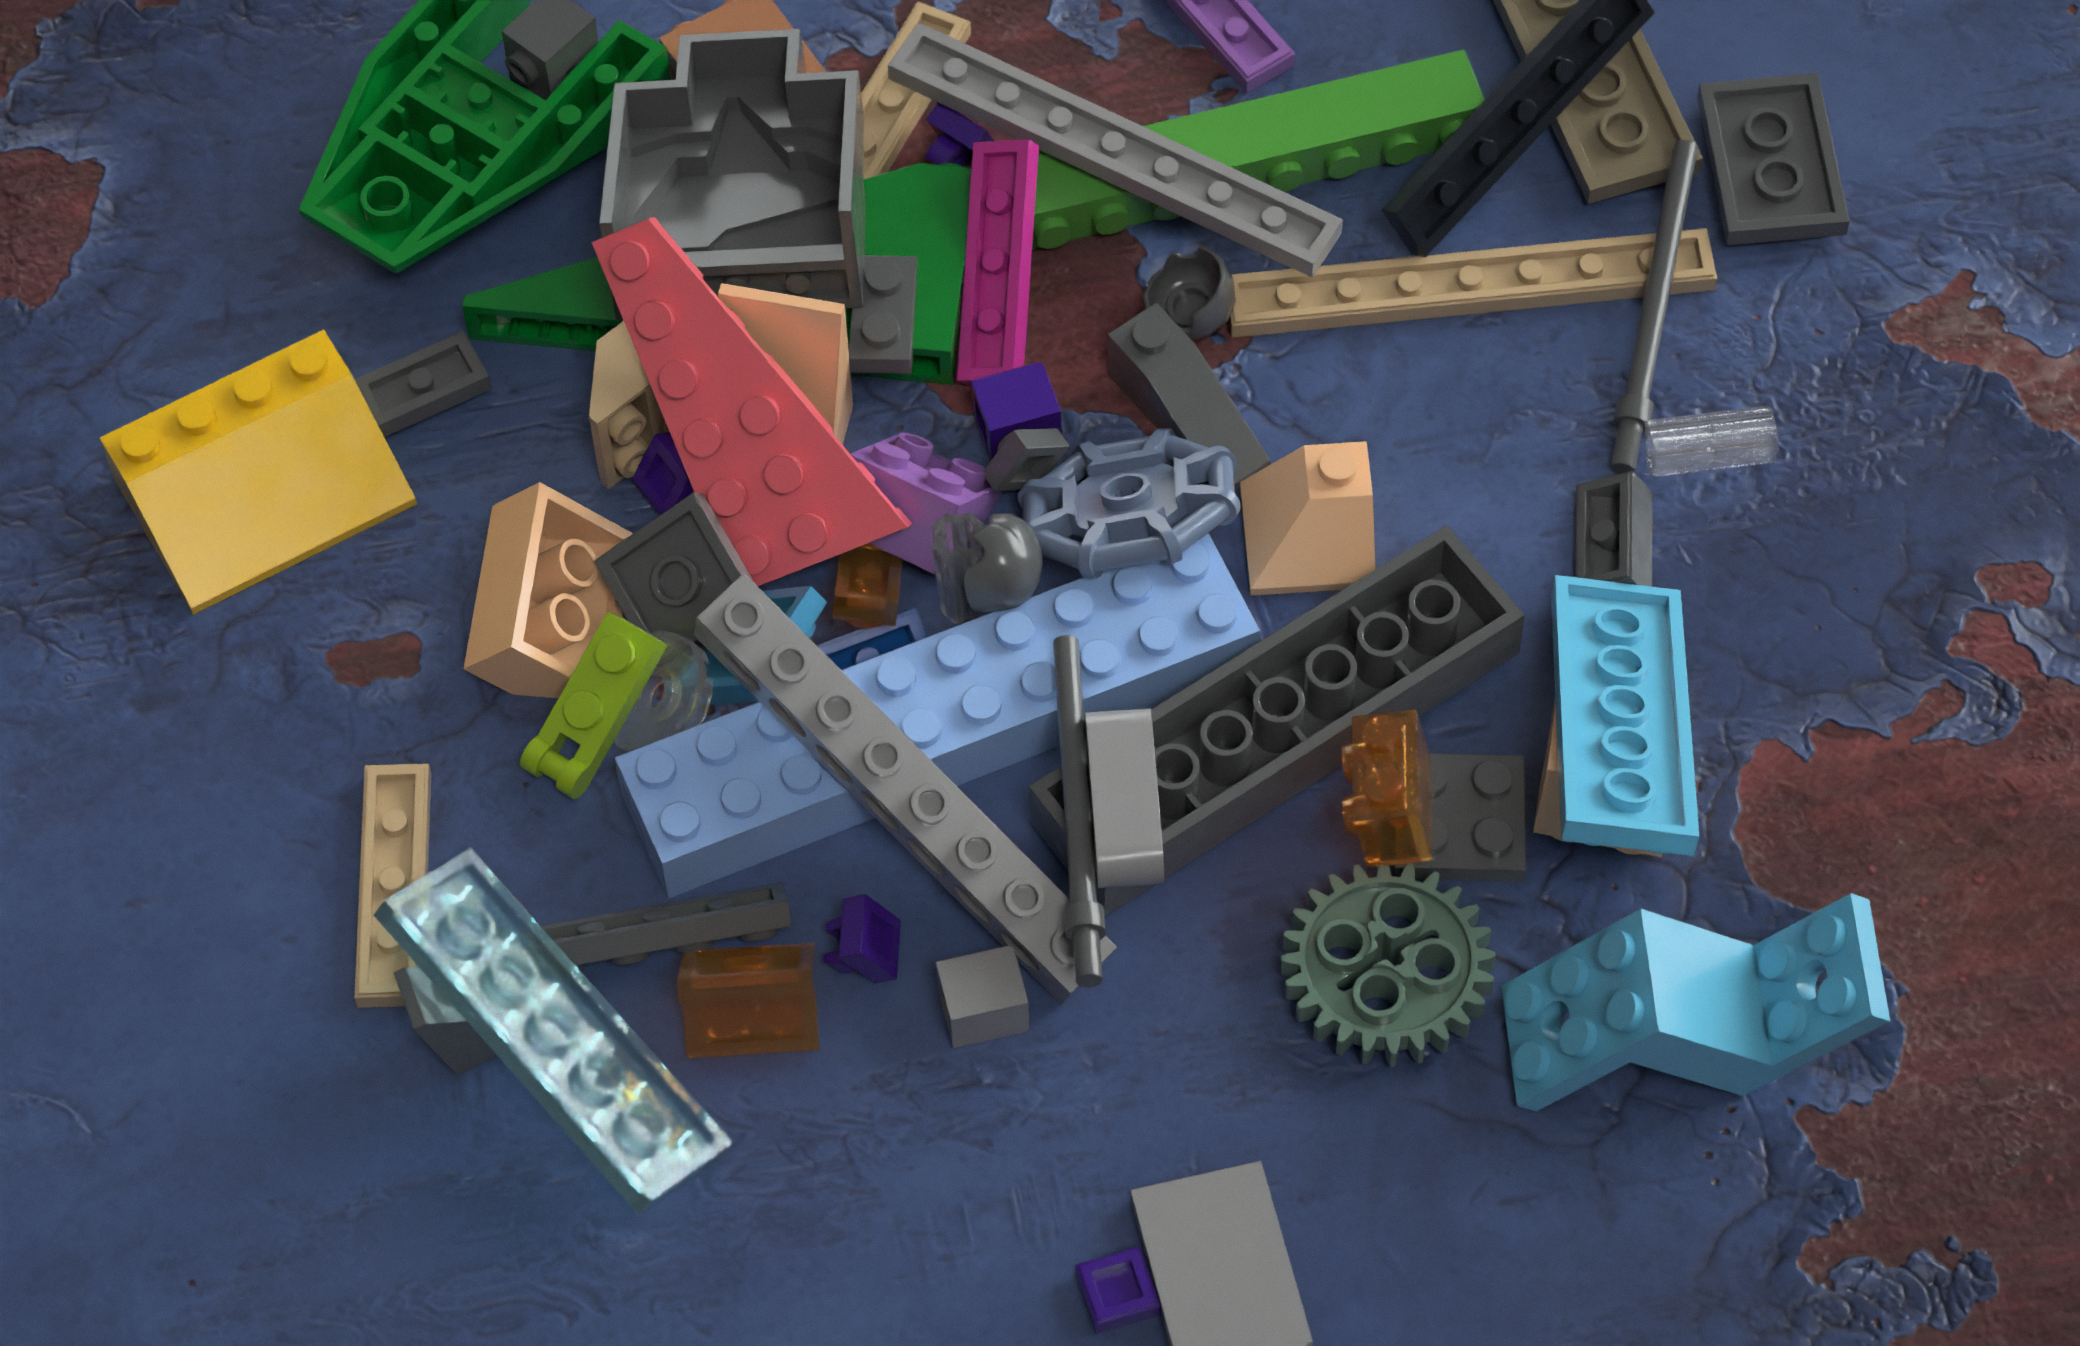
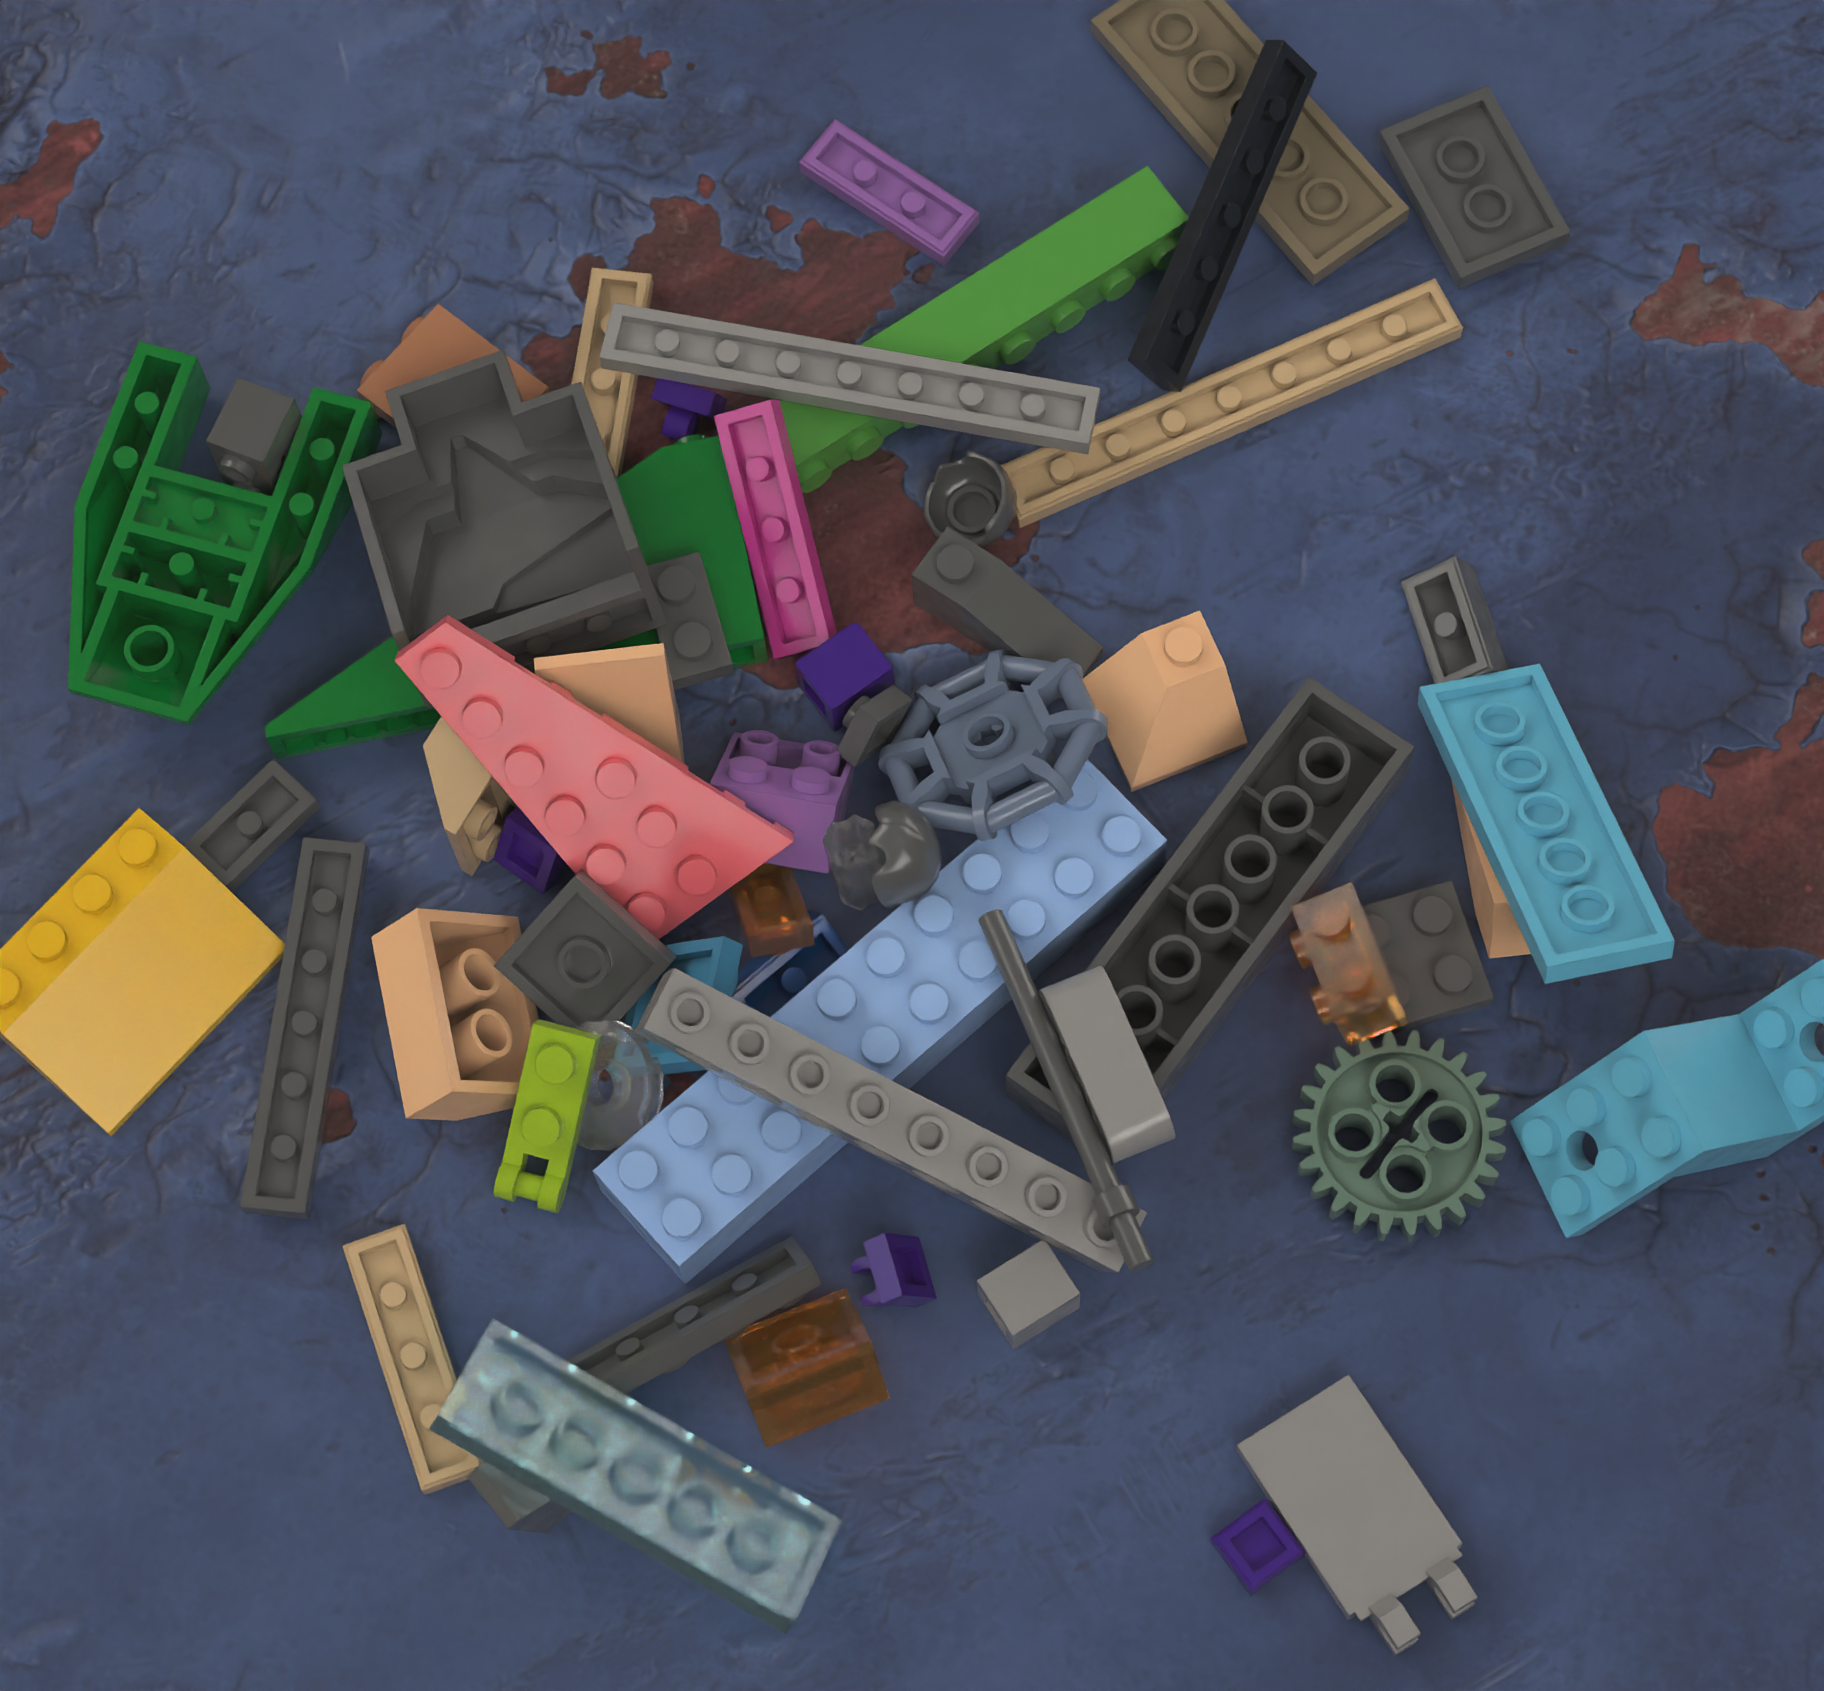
camera: 15 degrees left, 10 degrees up
(403, 570) = (305, 1029): none -> dark grey plate
(1635, 405) = (1430, 489): dark grey bar -> none
(1710, 441) = (1515, 500): clear axle -> none

